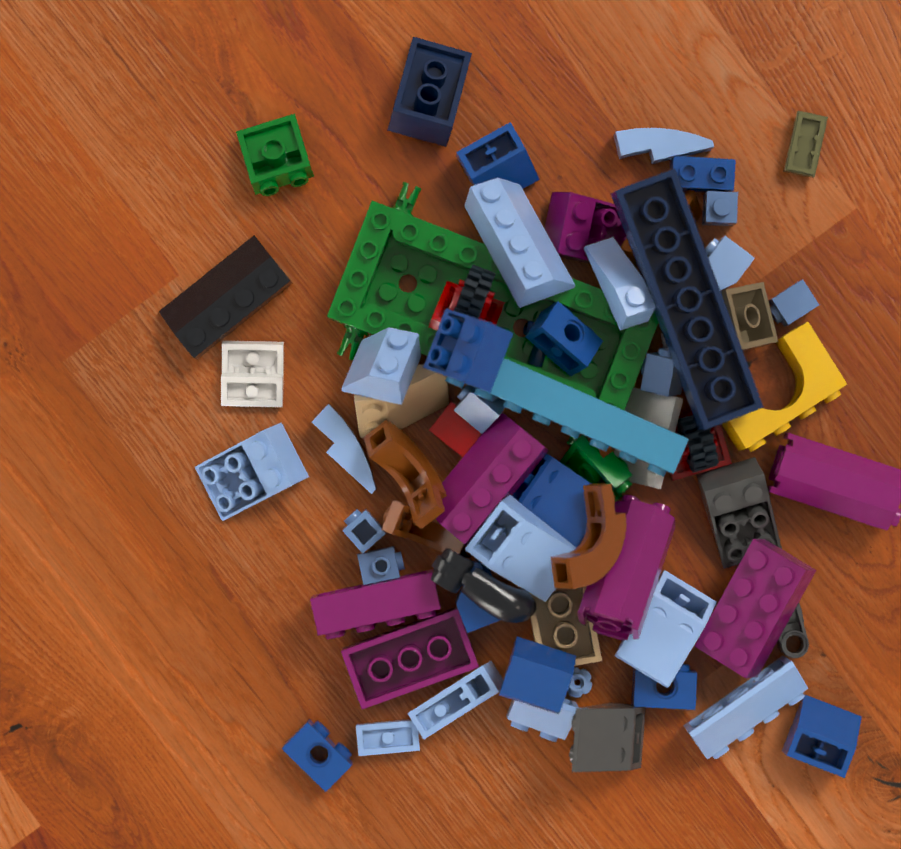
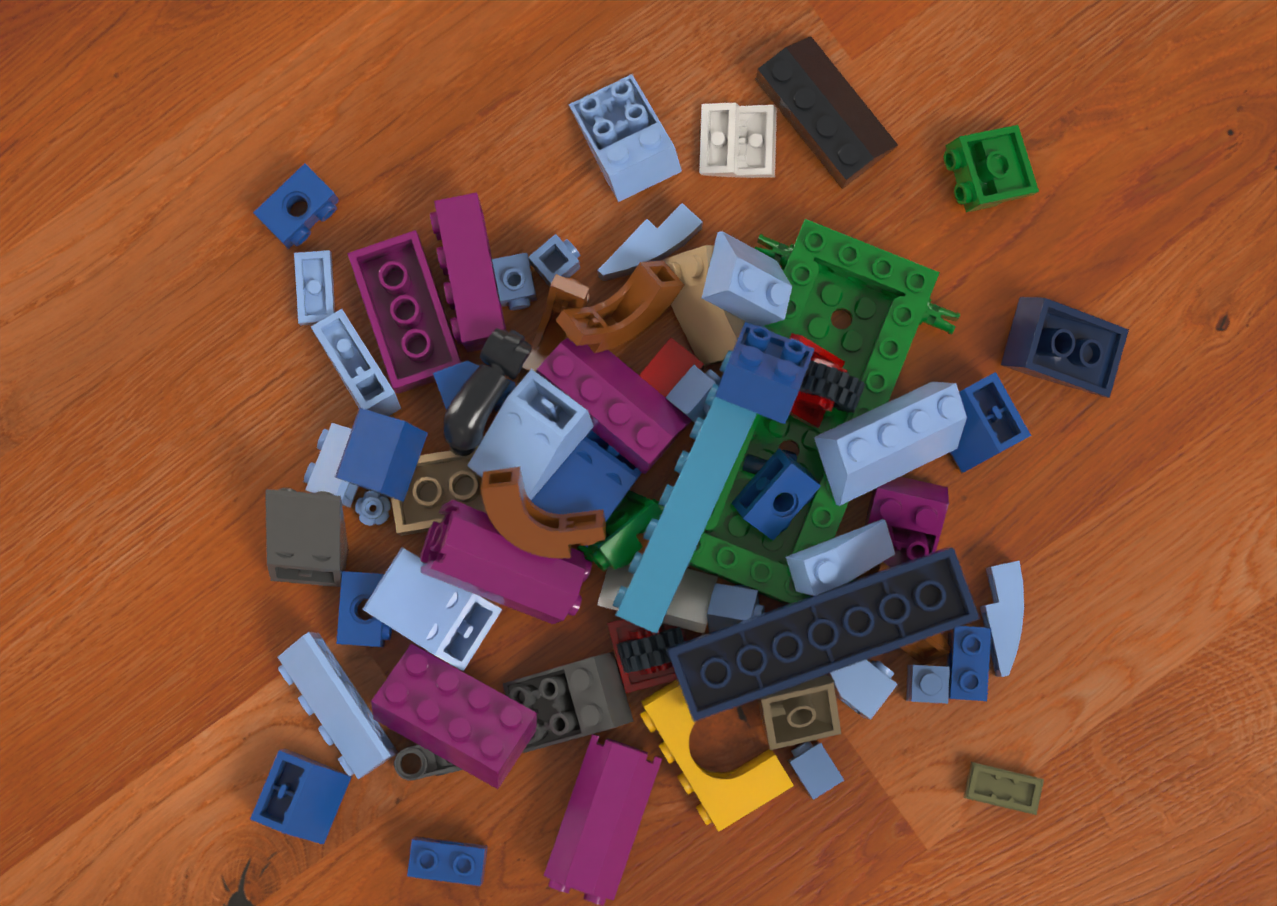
camera: 95 degrees right, 5 degrees down
(874, 611) = (447, 861): none -> blue brick

